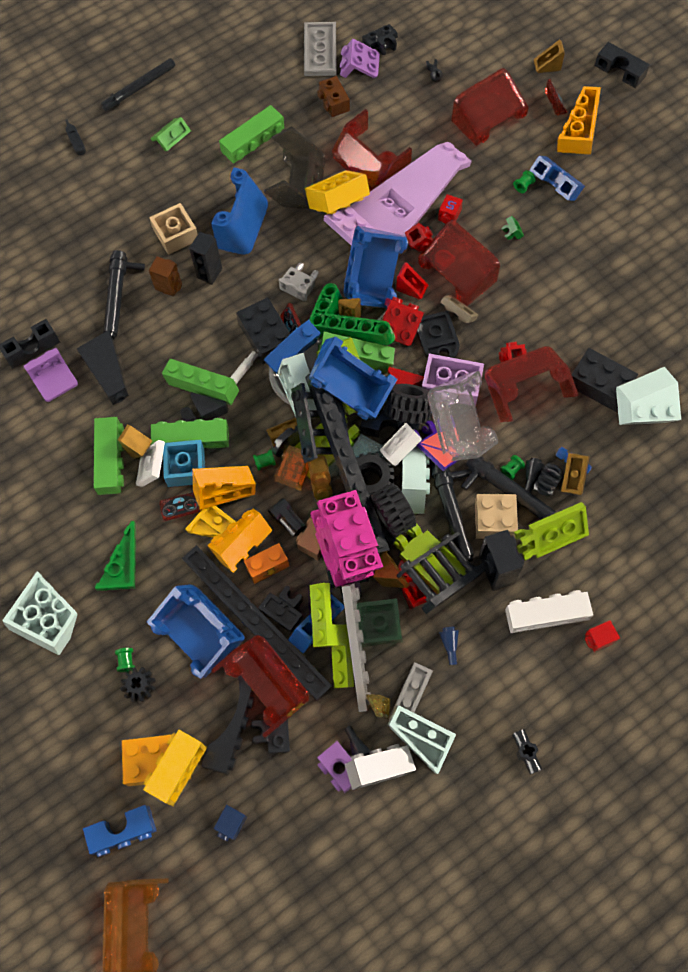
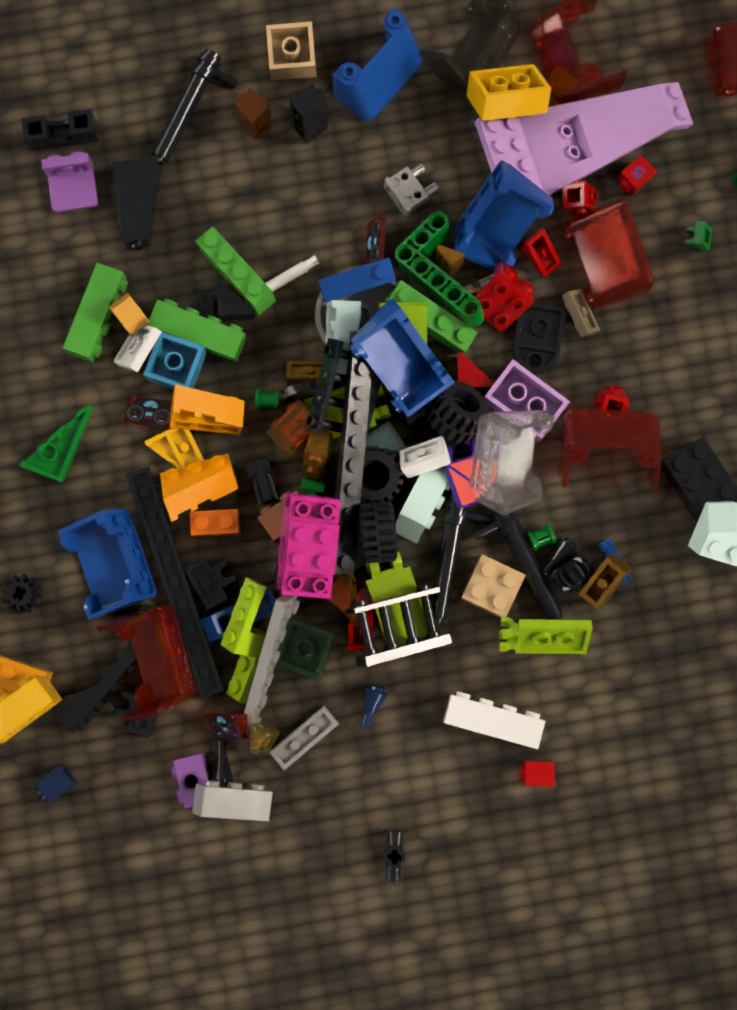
camera: 20 degrees right, 15 degrees up
(124, 659) = (19, 560): green bush -> none
(262, 327) = (339, 235): black brick -> none
(347, 708) = (228, 725): none -> slope
(422, 736) = (292, 790): light aqua wedge -> none
(501, 559) = (469, 643): black brick -> none

